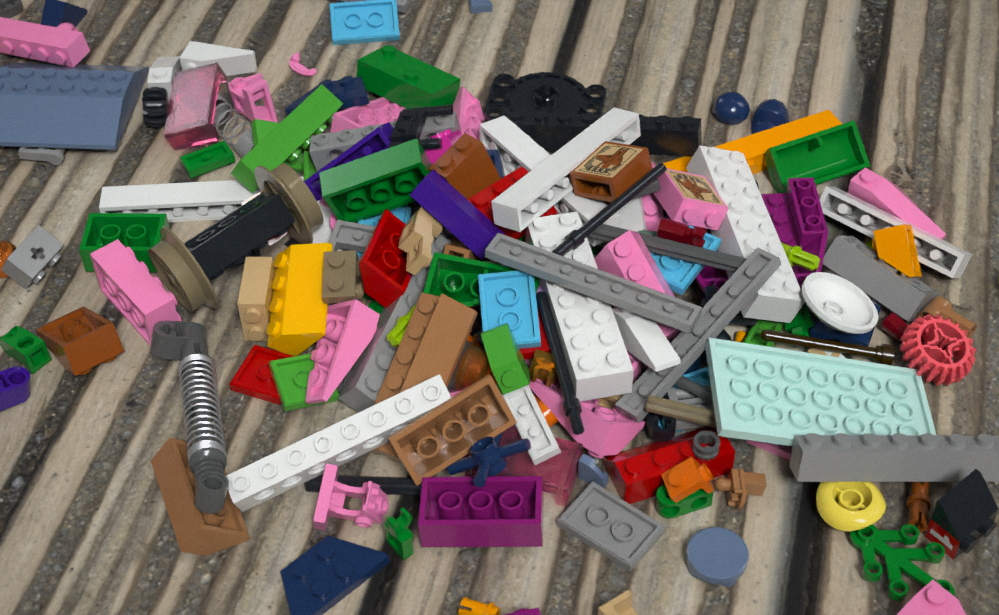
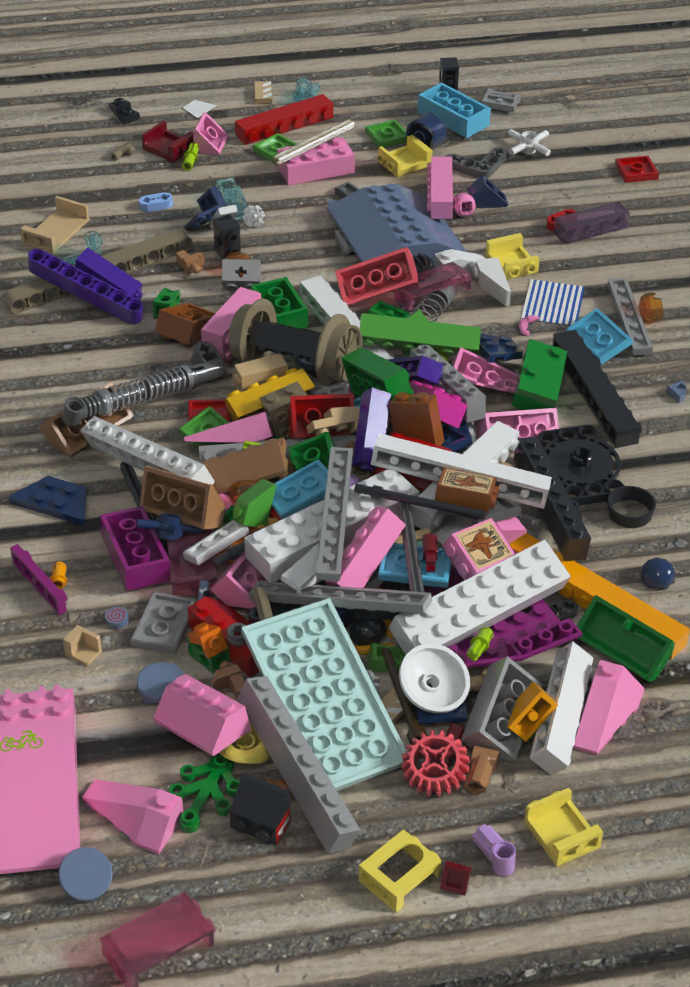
camera: 65 degrees right, 5 degrees down
(155, 139) = (377, 276): none -> coral slope
(173, 37) = (512, 256): none -> light yellow panel
(247, 91) = (460, 305): bright pink tile -> none
(276, 36) = (553, 302): none -> sticker
(332, 500) = (112, 486): bright pink tile -> none
(399, 535) = (93, 517): green plate -> none
(411, 123) = (442, 374): black plate -> none
(450, 51) = (597, 390): none -> black brick
(582, 571) = (116, 617): none -> sand blue tile
(635, 78) = (631, 493): none -> black tyre
(769, 115) = (668, 601): dark blue piece -> none
(806, 525) = (201, 715): none -> bright pink slope

